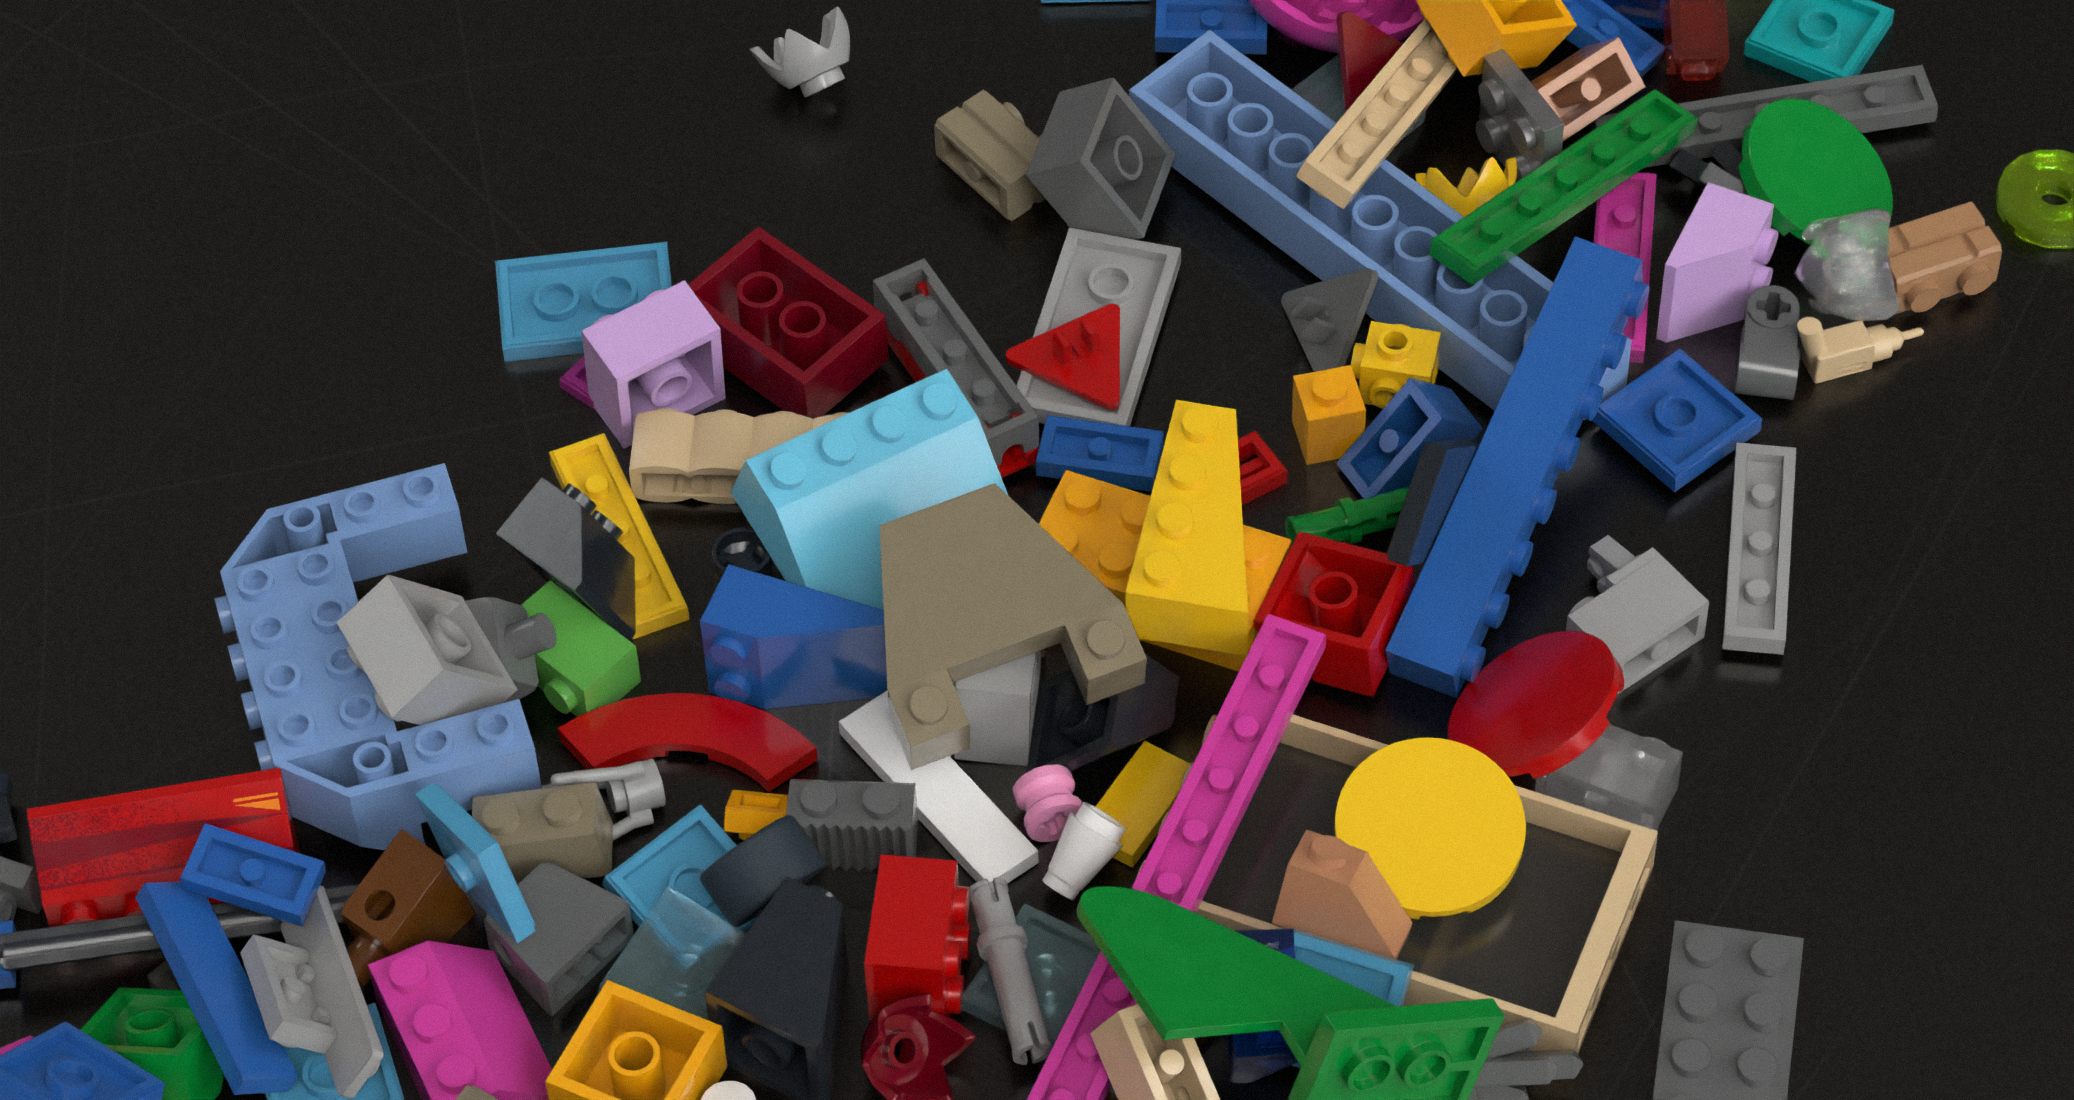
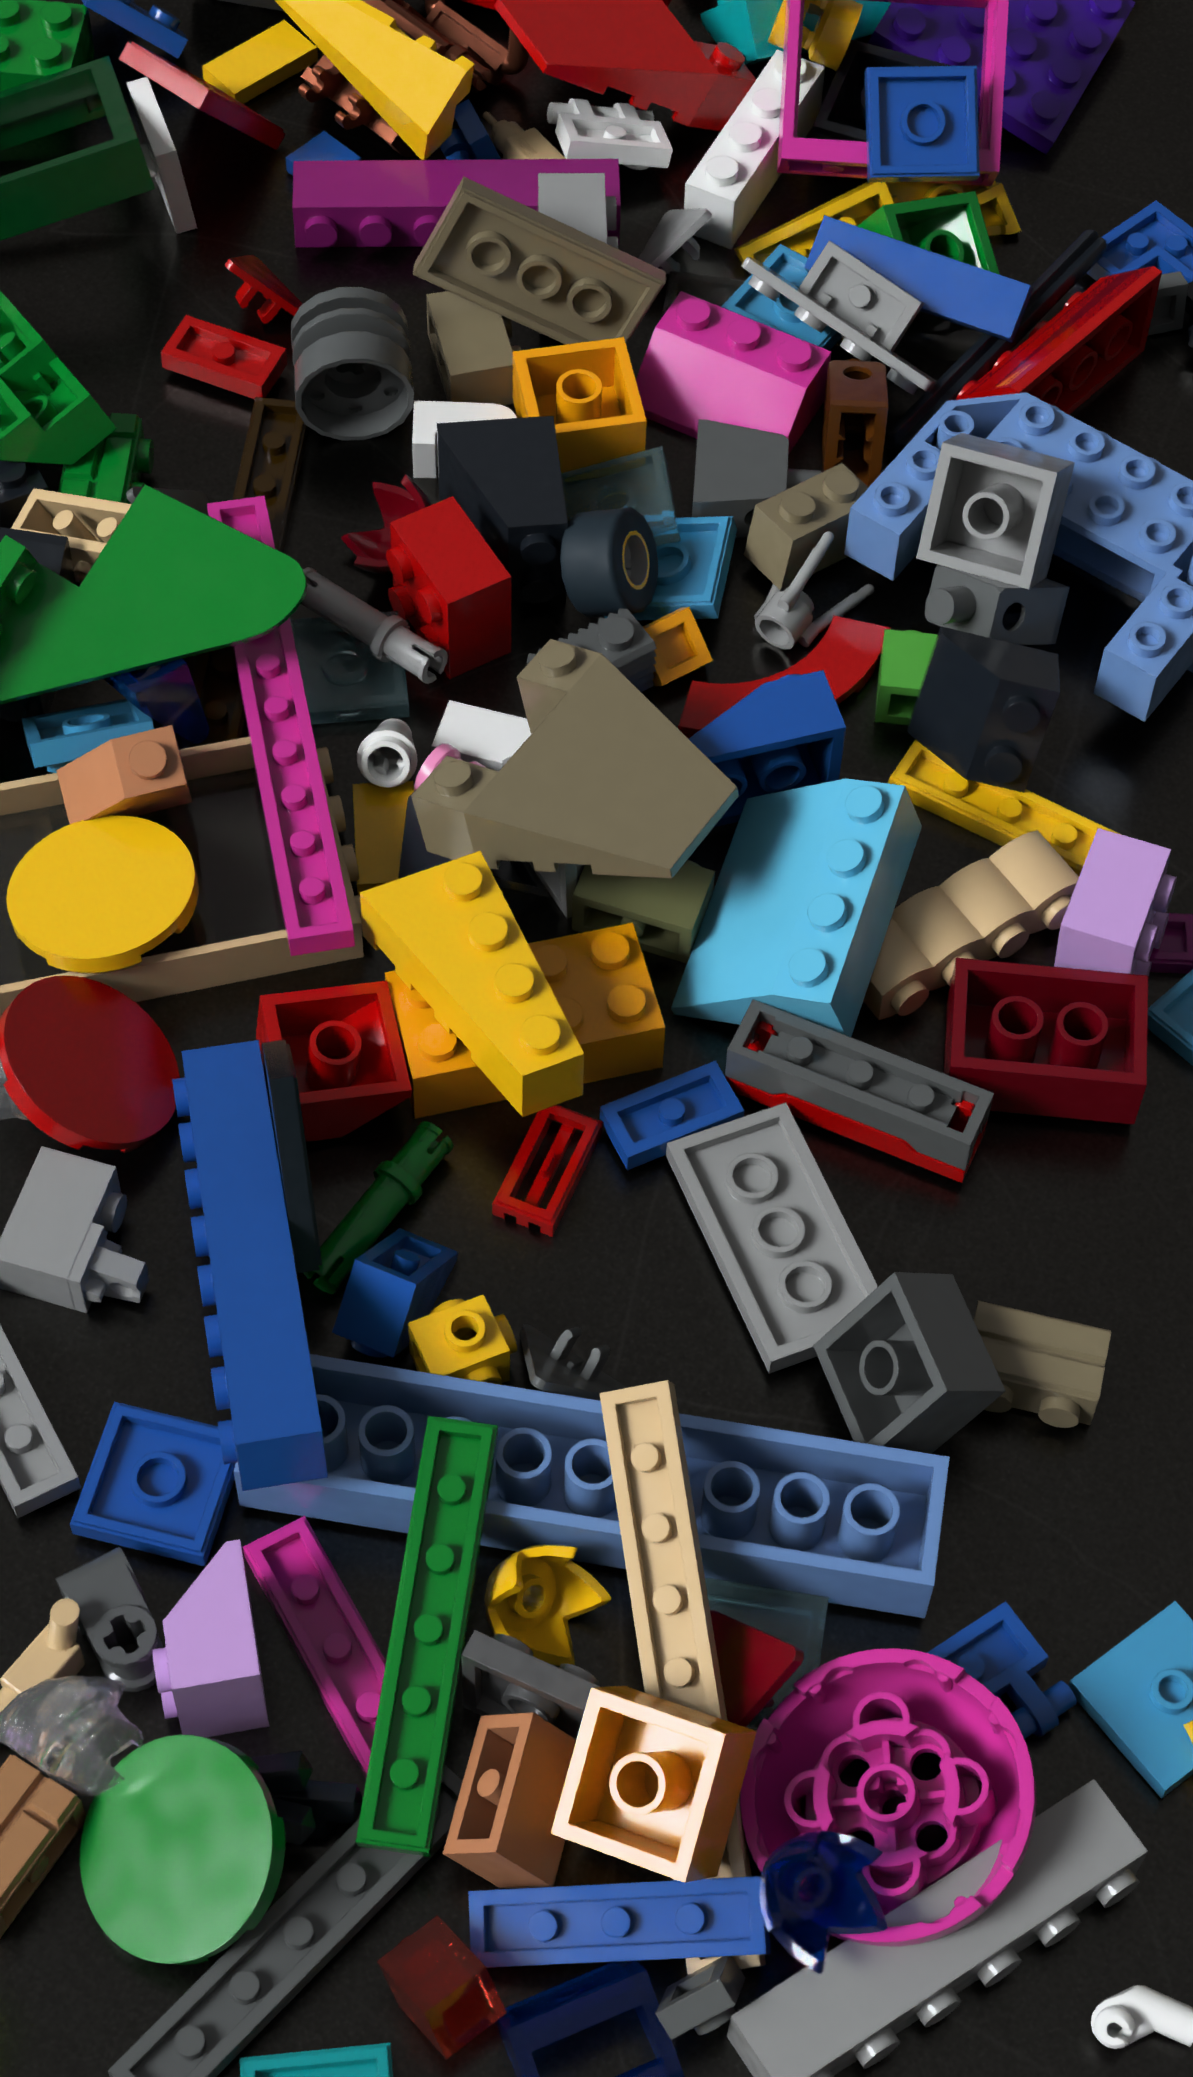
camera: 140 degrees right, 5 degrees up
(253, 874) = (967, 342): blue plate -> none
(476, 862) = (809, 409): dark azure plate -> none
(1077, 356) = (763, 1180): red piece -> none
(1327, 413) = (492, 1261): light orange brick -> none

